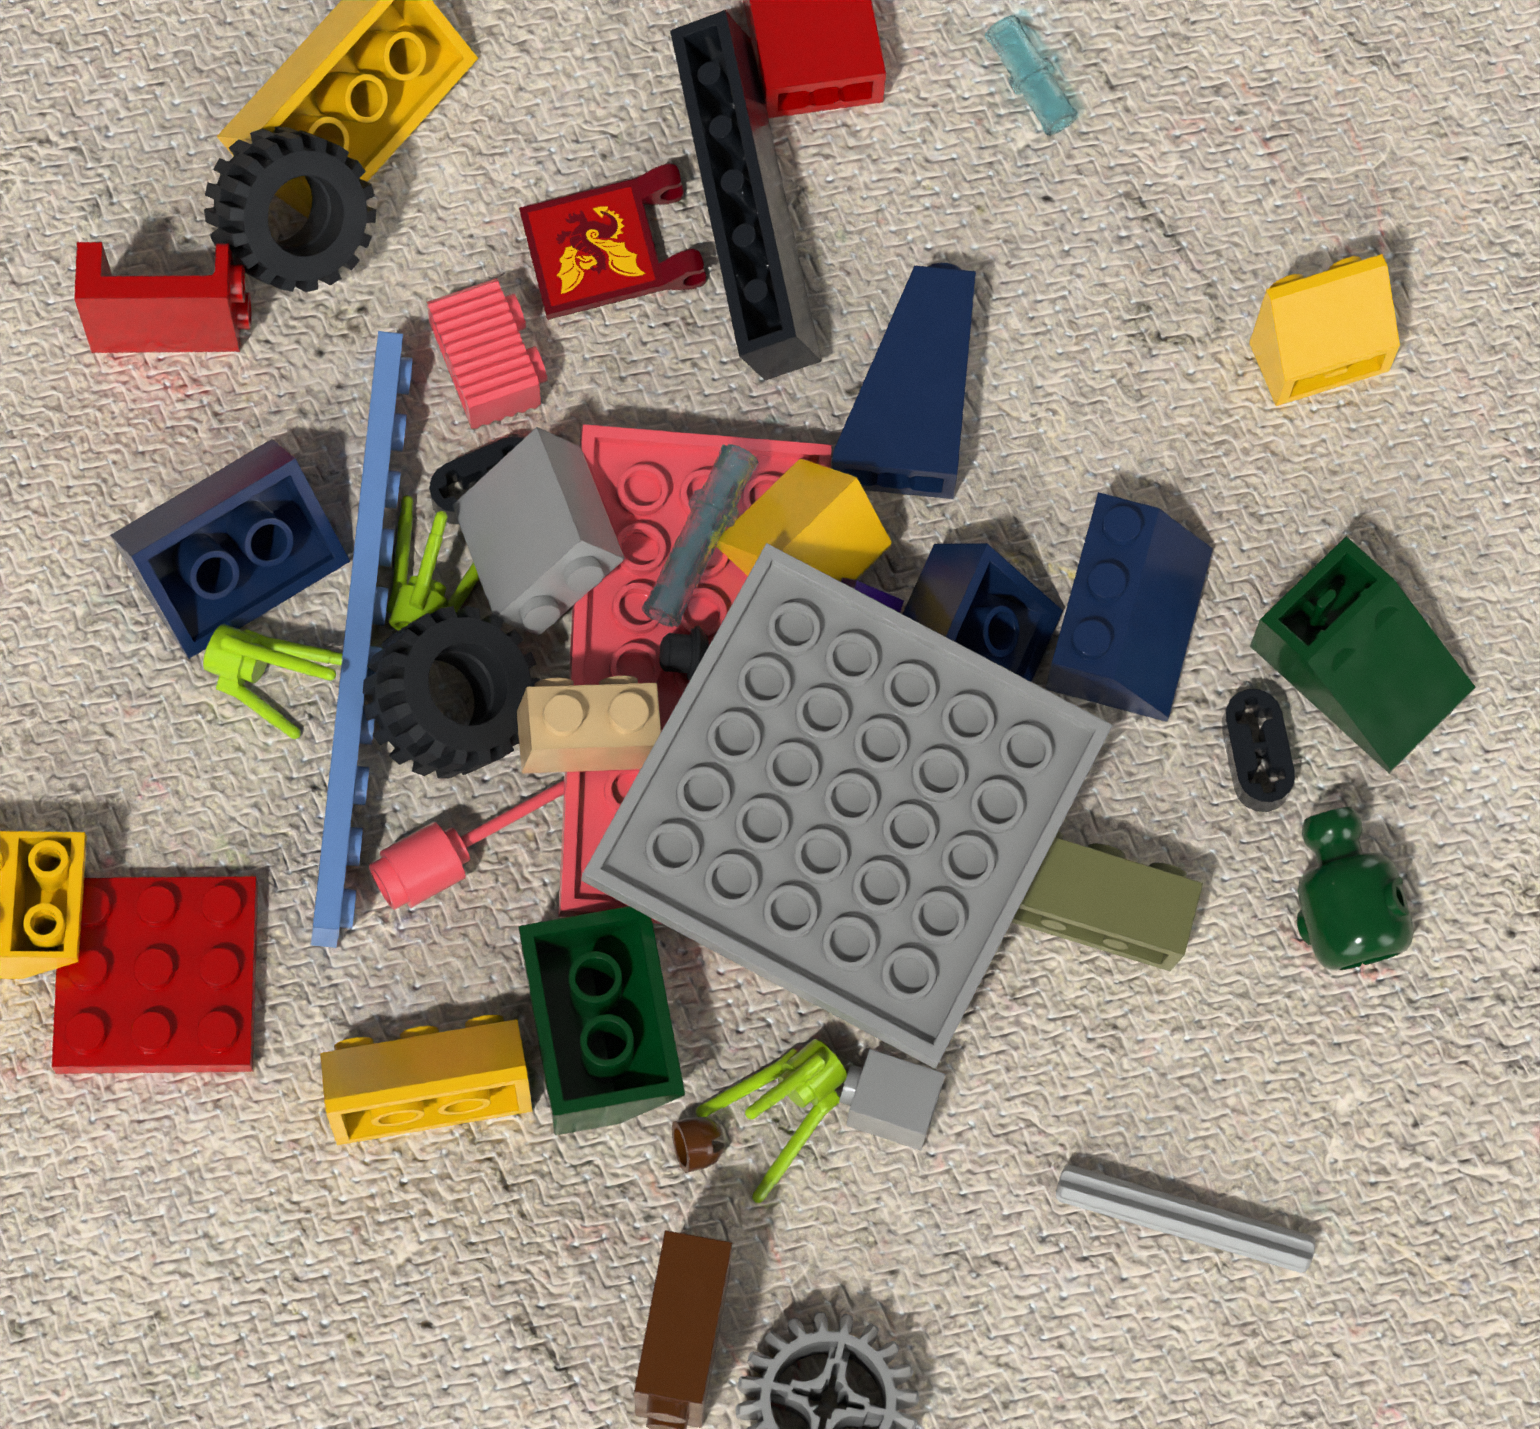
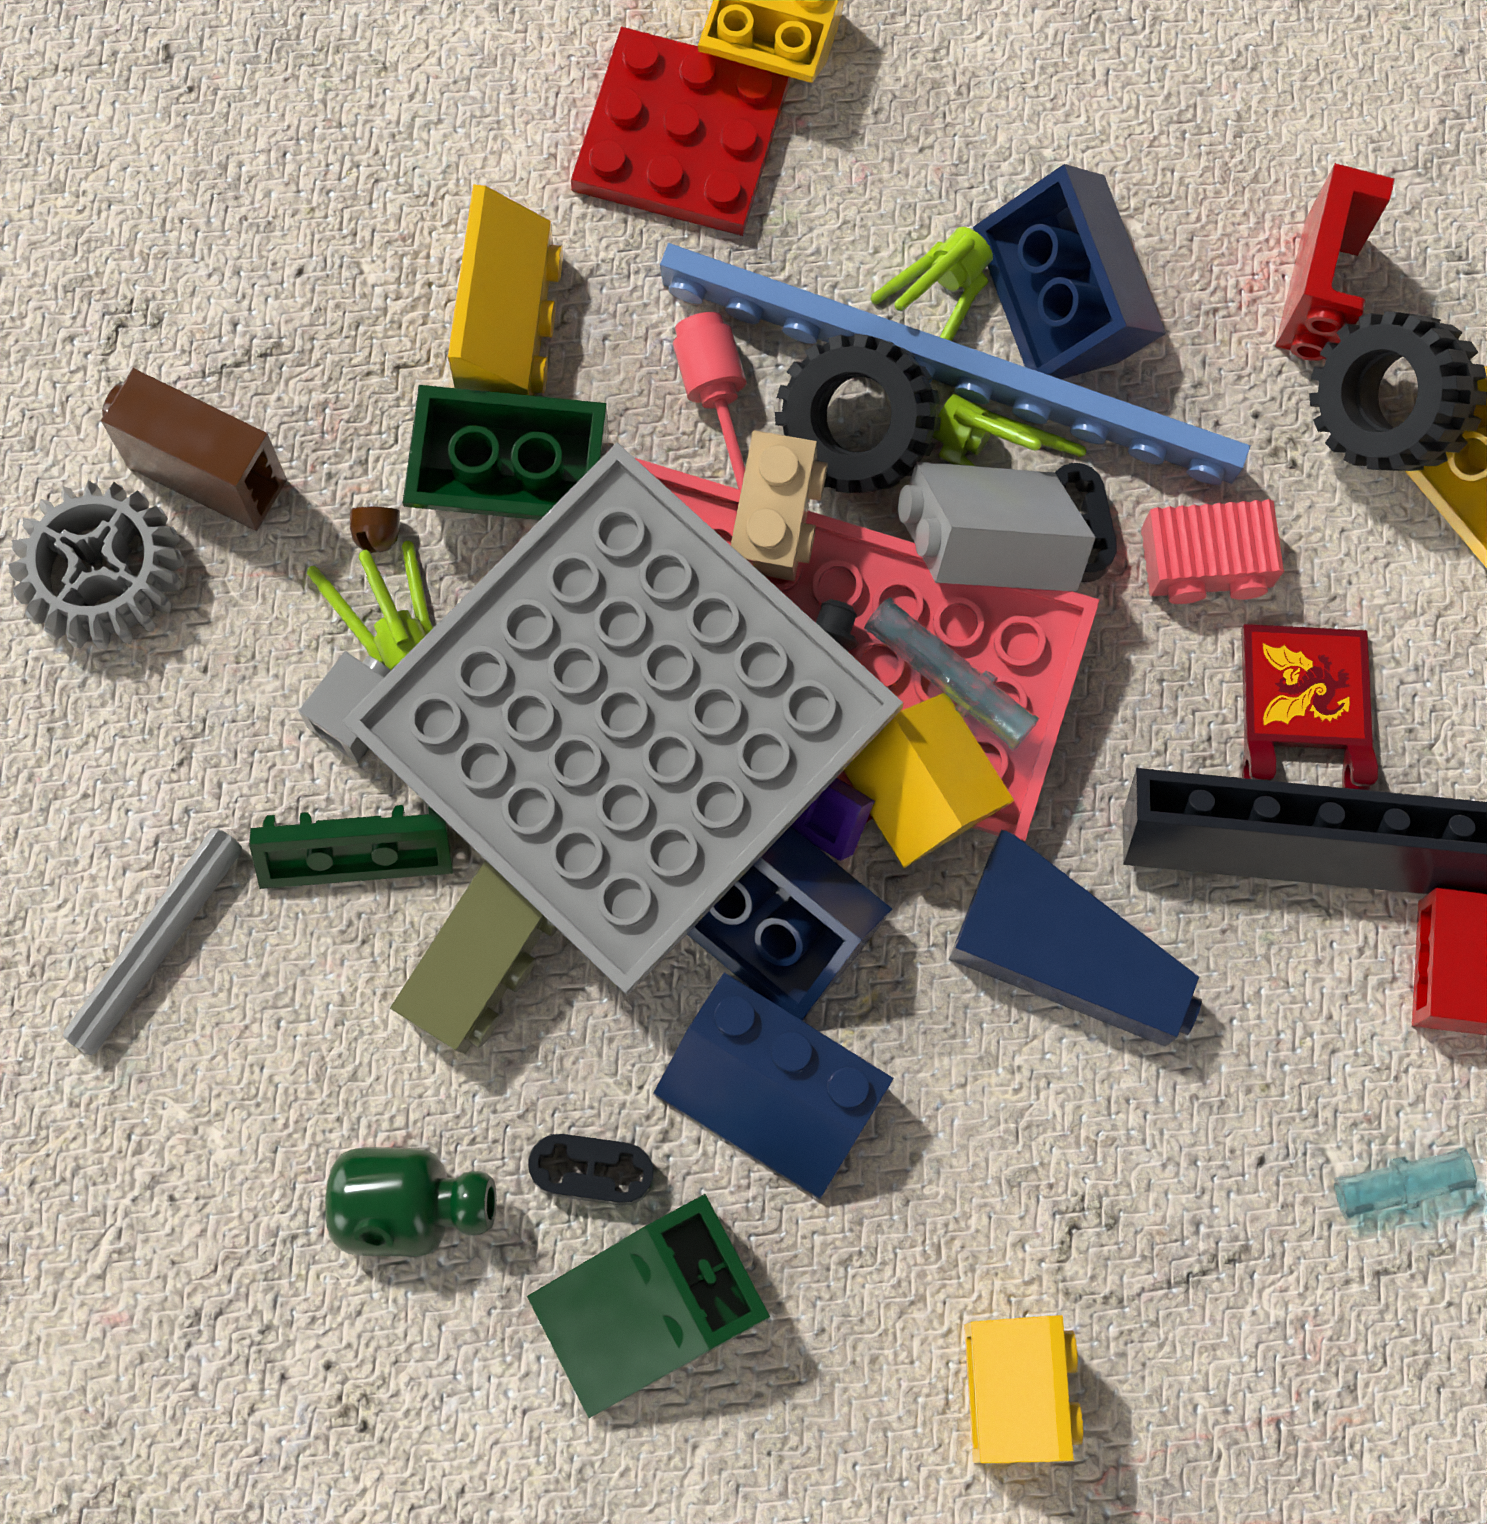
camera: 105 degrees right, 5 degrees up
(1035, 1056) = (350, 849): none -> dark green plate

